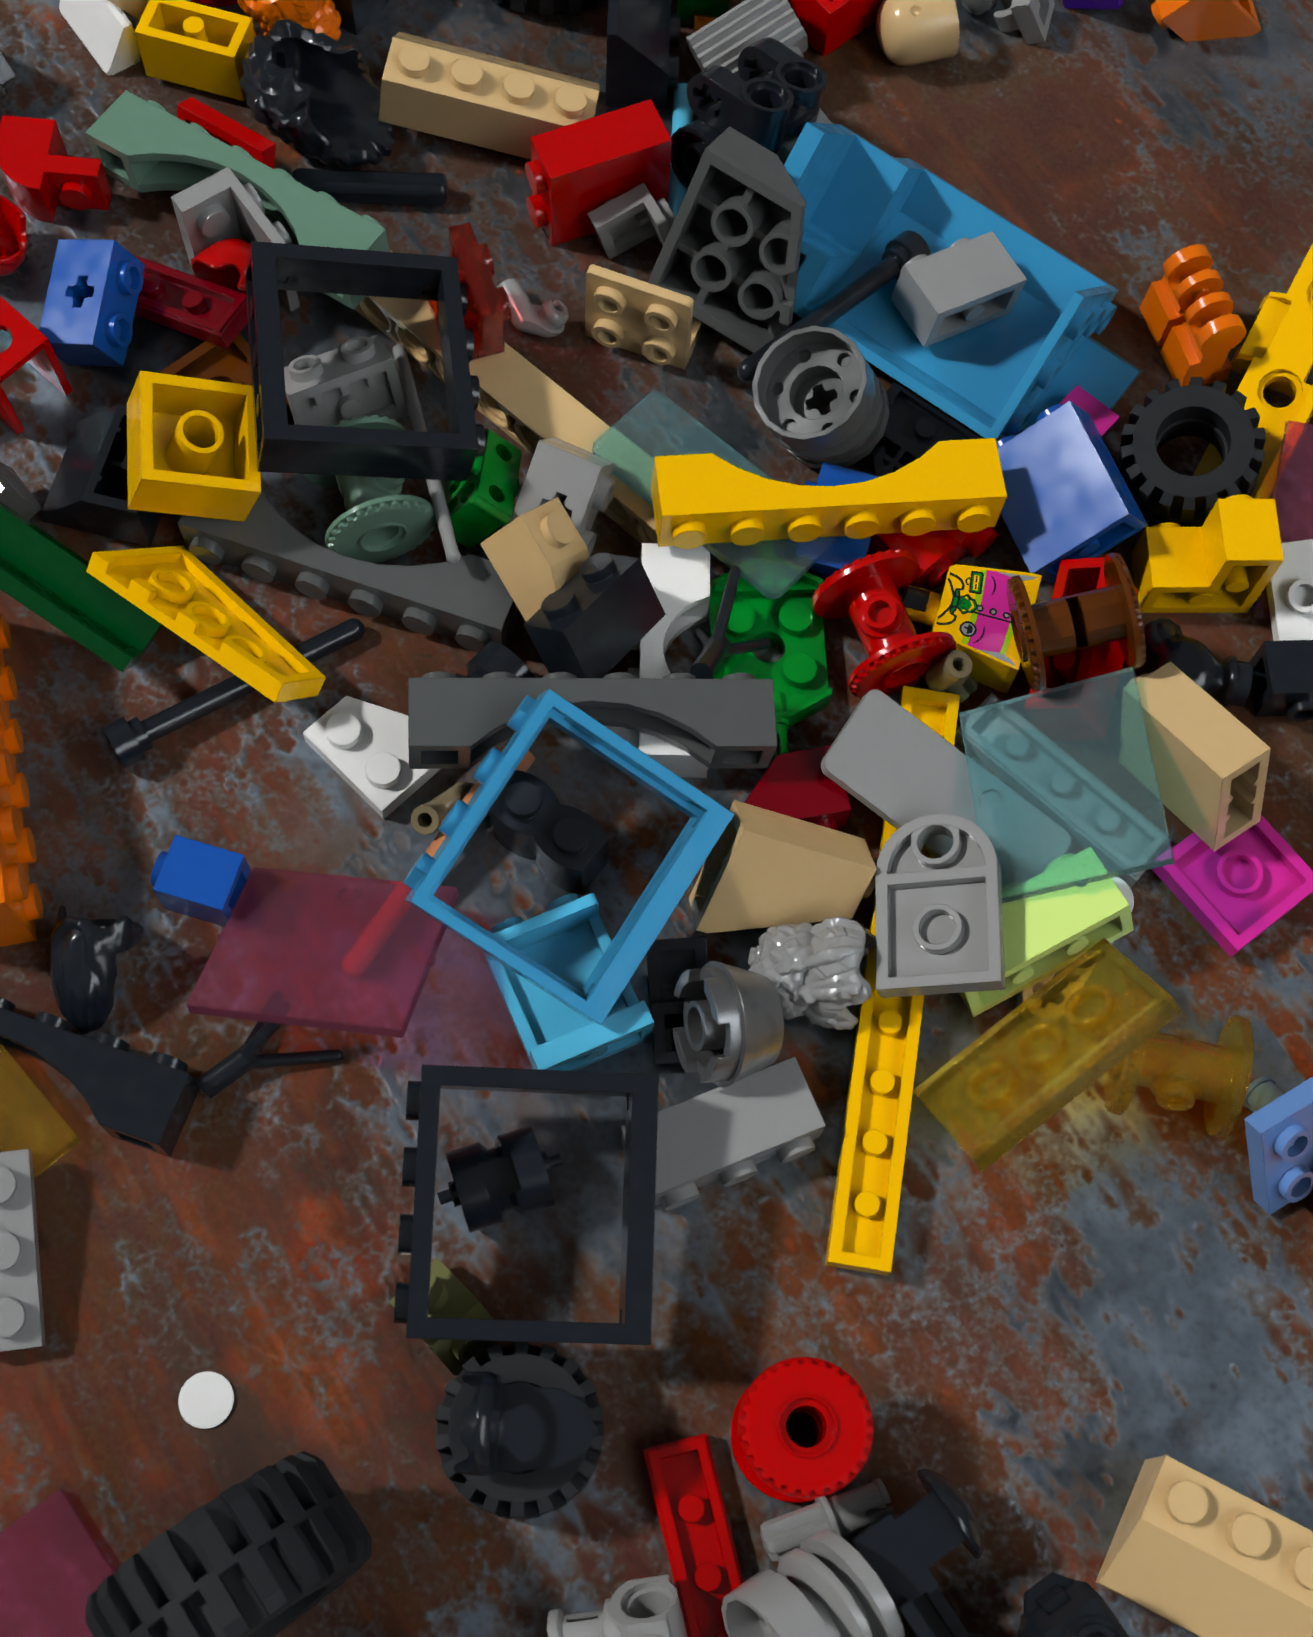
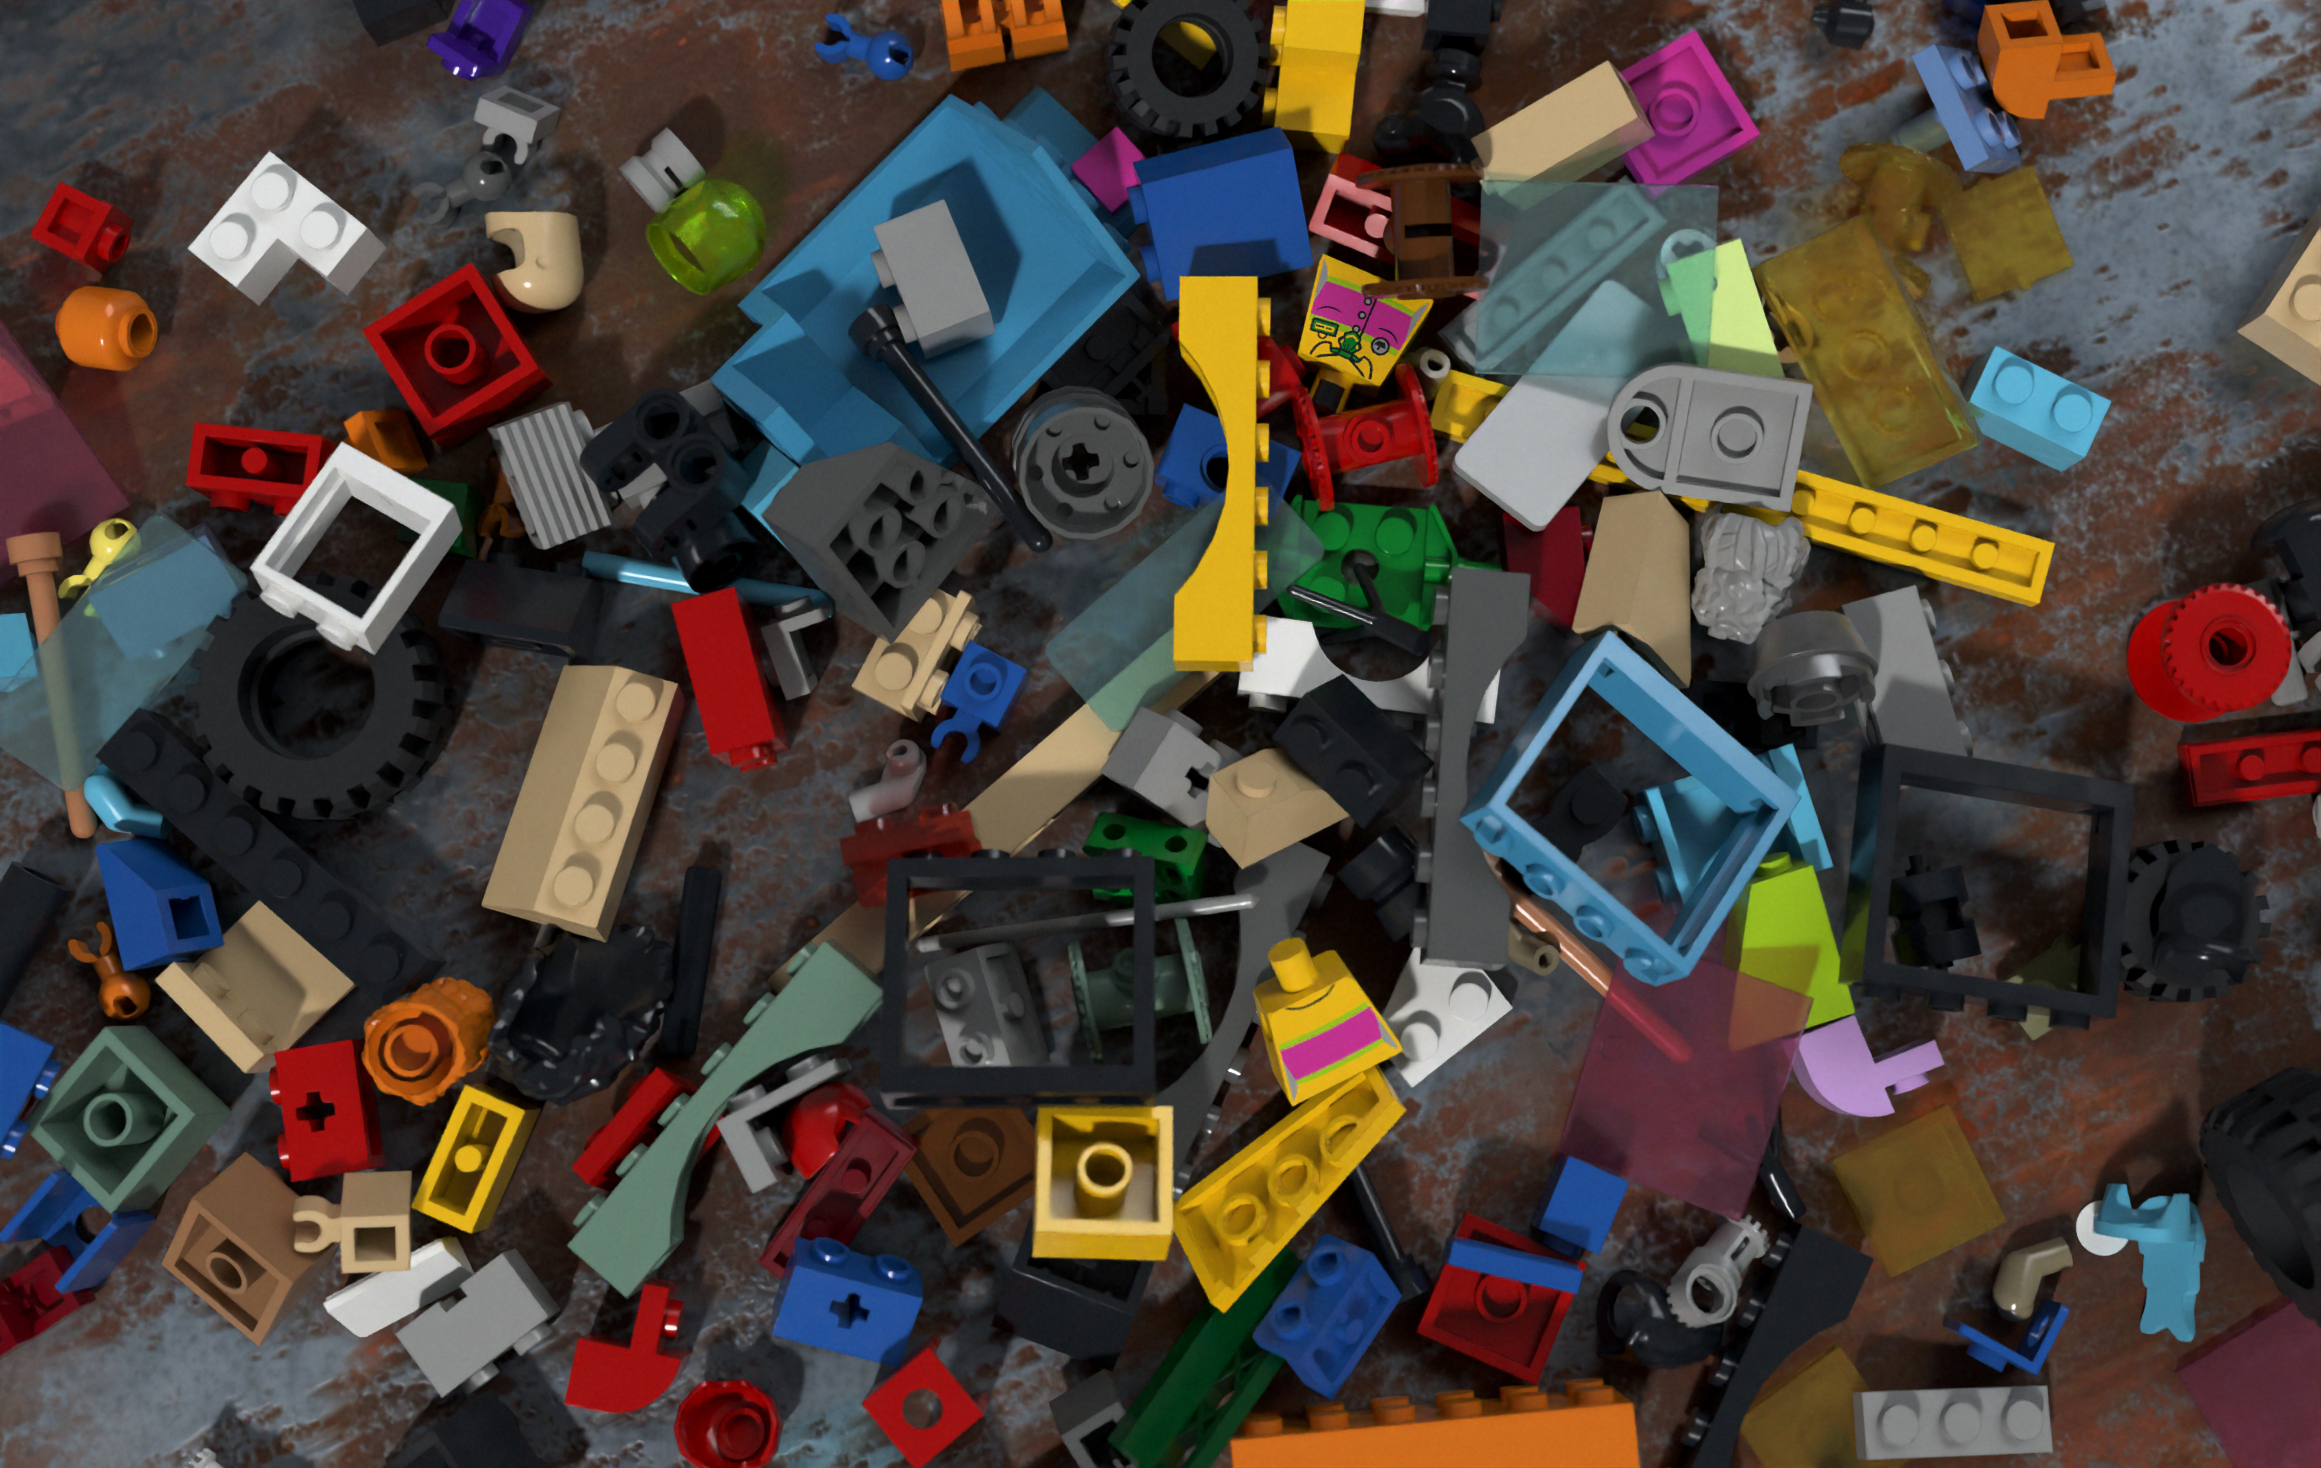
camera: 80 degrees left, 15 degrees up
(72, 76) = (462, 1339): none -> light grey brick
(73, 1288) = (2030, 1352): none -> blue bracket
(84, 656) = (1329, 1314): none -> blue bracket
(113, 823) = (1495, 1316): none -> red plate
(139, 811) = (1512, 1264): none -> blue tile
(140, 999) = (1717, 1269): none -> light grey connector
(153, 1311) = (2021, 1275): none -> dark tan arm
(203, 1454) = (2172, 1246): none -> medium azure hair
(233, 1203) = (1917, 1190): none -> clear yellow tile
(337, 1113) = (1845, 1078): none -> lavender brick
(352, 626) = (1318, 1022): none -> yellow torso
(462, 1028) = (1785, 936): none -> lime slope
(614, 360) = (982, 693): none -> blue brick
(966, 135) = (720, 228): none -> clear neon green helmet
(1008, 104) = (648, 175): none -> light grey wheel
(1022, 1233) = (2033, 409): none -> medium azure brick
(1142, 251) = (880, 52): none -> blue arm
(1193, 1207) = (2005, 234): none -> clear yellow piece

